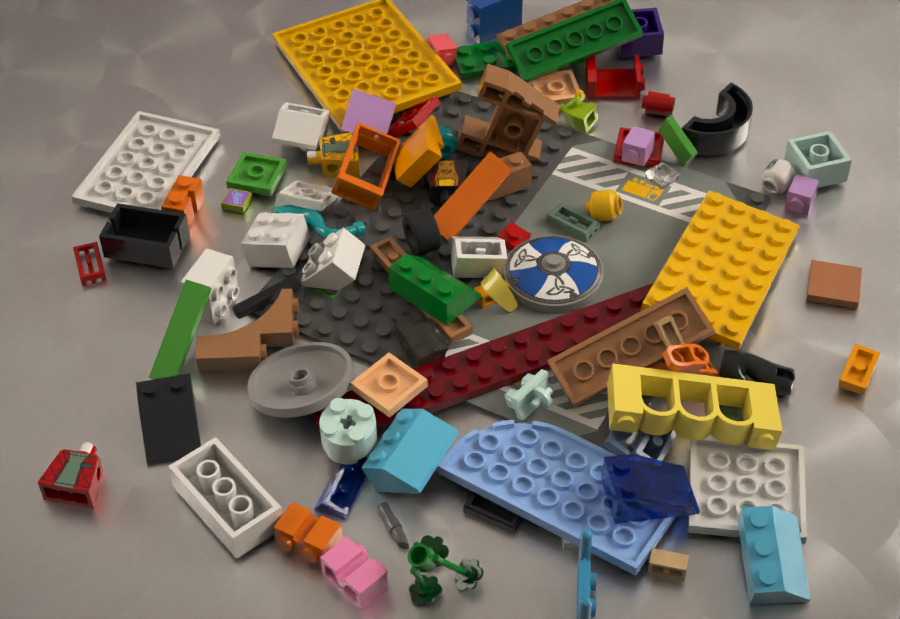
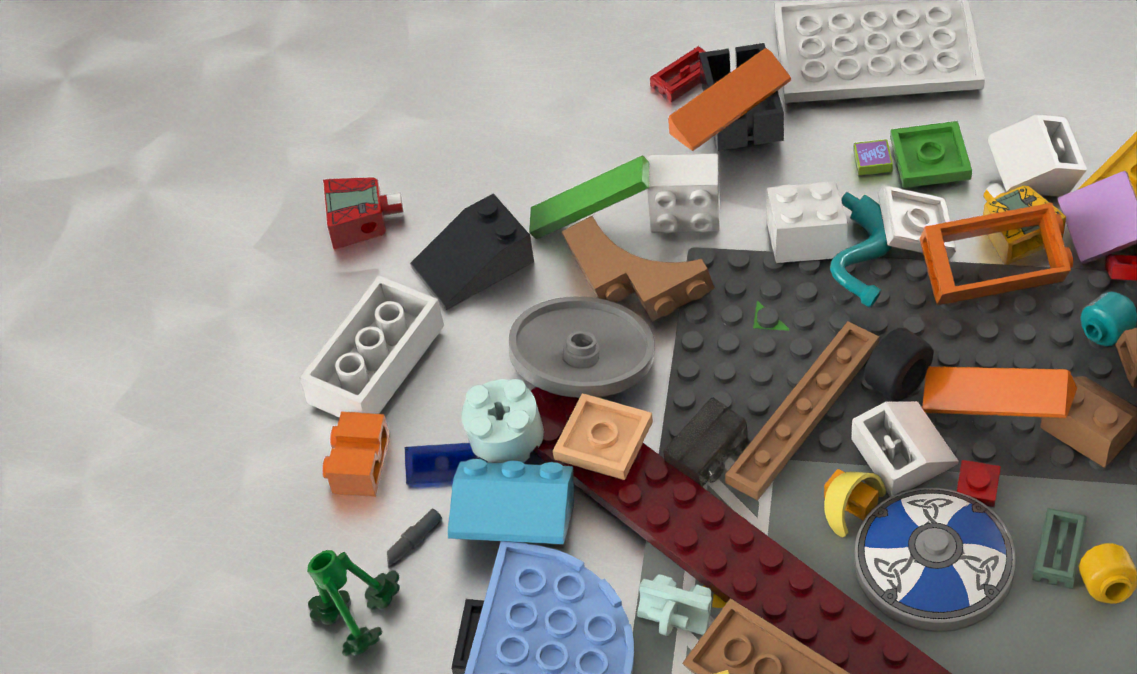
camera: 75 degrees right, 5 degrees up
(160, 233) = (728, 100): none -> orange slope
(185, 197) = (825, 104): orange brick -> none
(265, 297) = (712, 258): black axle -> none
(333, 261) = (797, 296): white slope -> none
(353, 573) = (320, 520): bright pink brick -> none
(419, 153) = (1055, 298): light orange slope -> none
(430, 288) = (795, 415): green slope -> none
(445, 179) = (1031, 346): torso -> none

